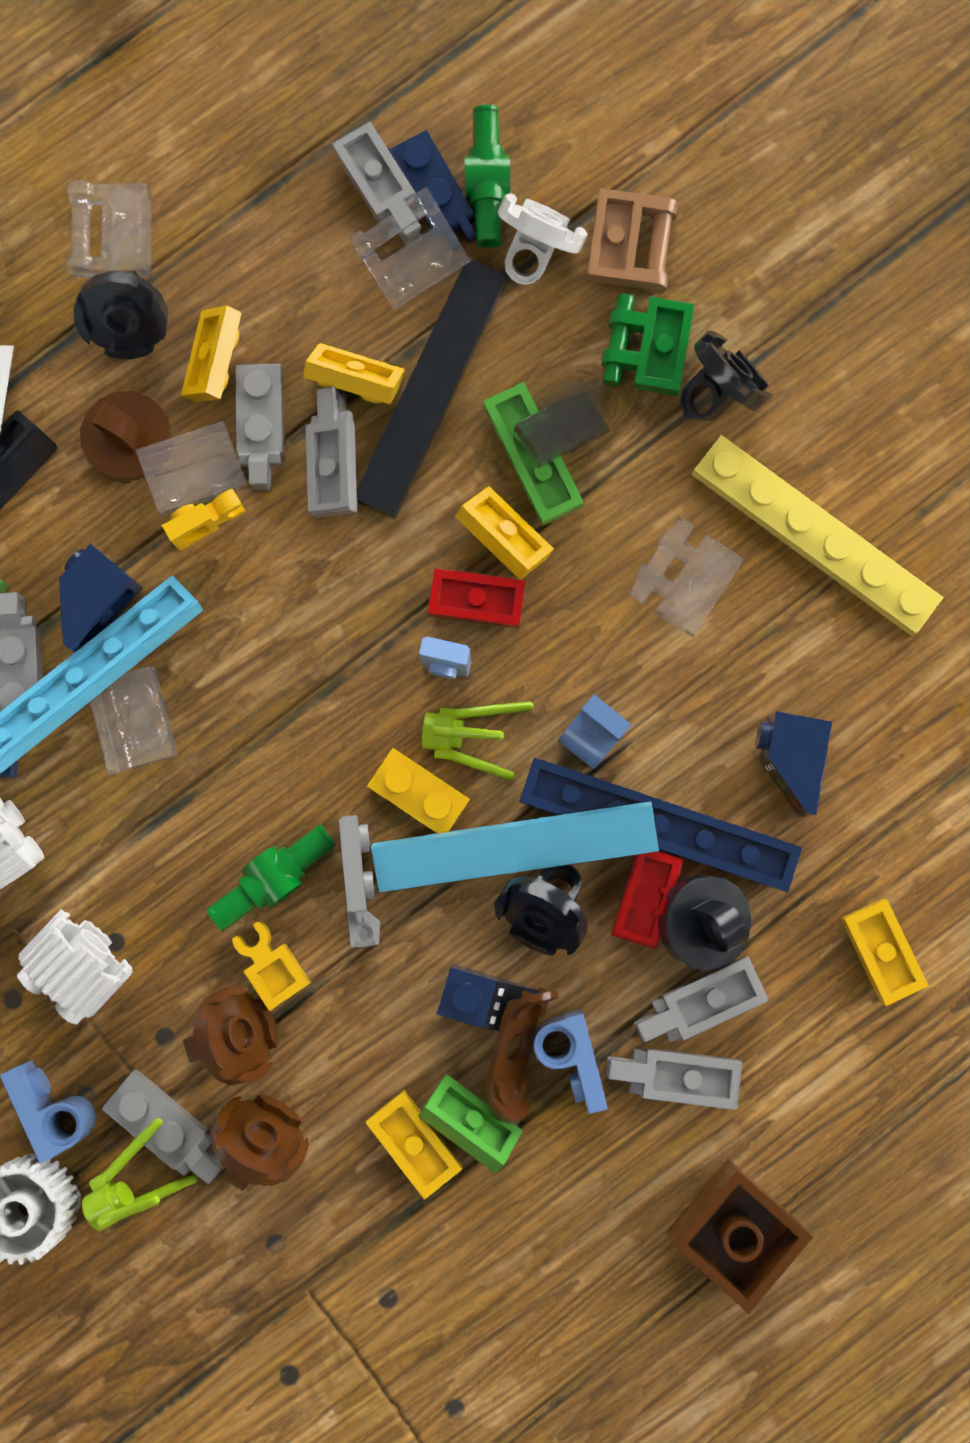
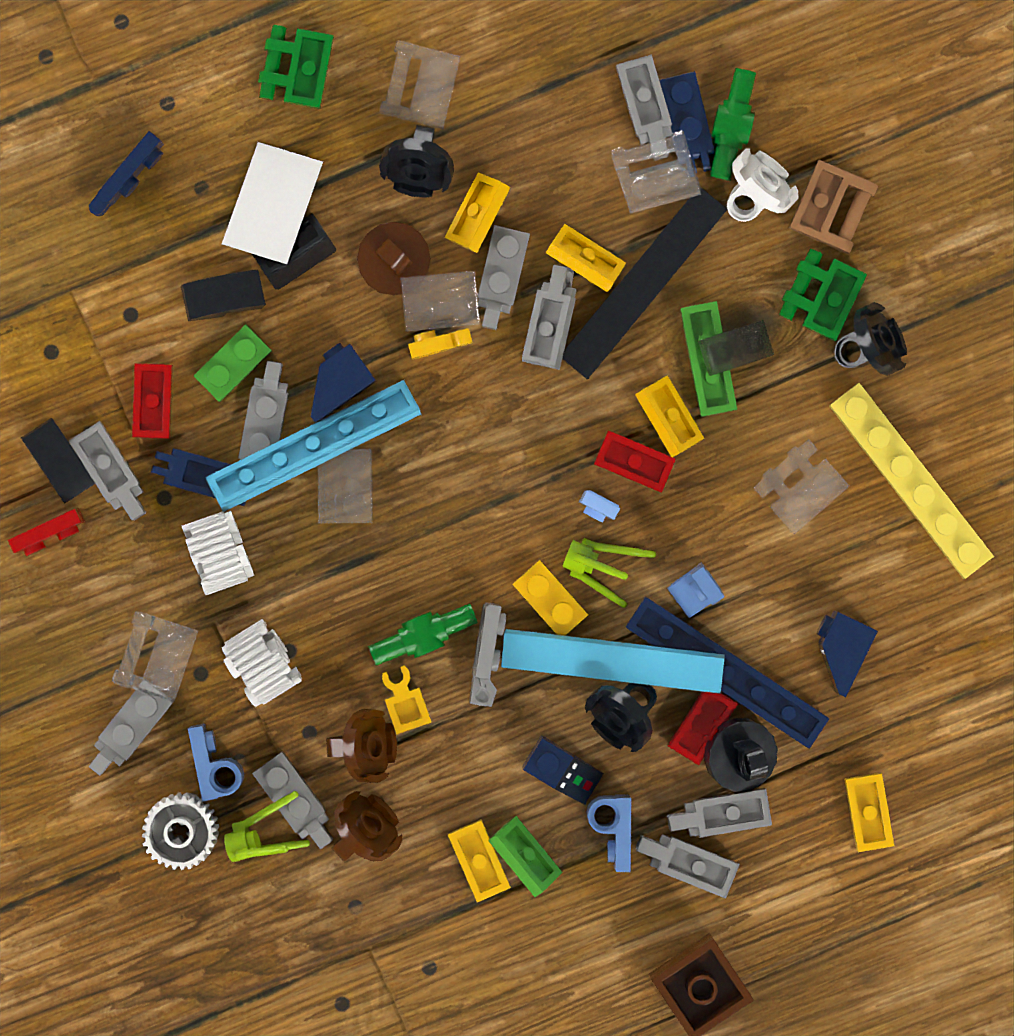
camera: 10 degrees right, 5 degrees up
(506, 1074) = (560, 829): reddish brown piece -> none

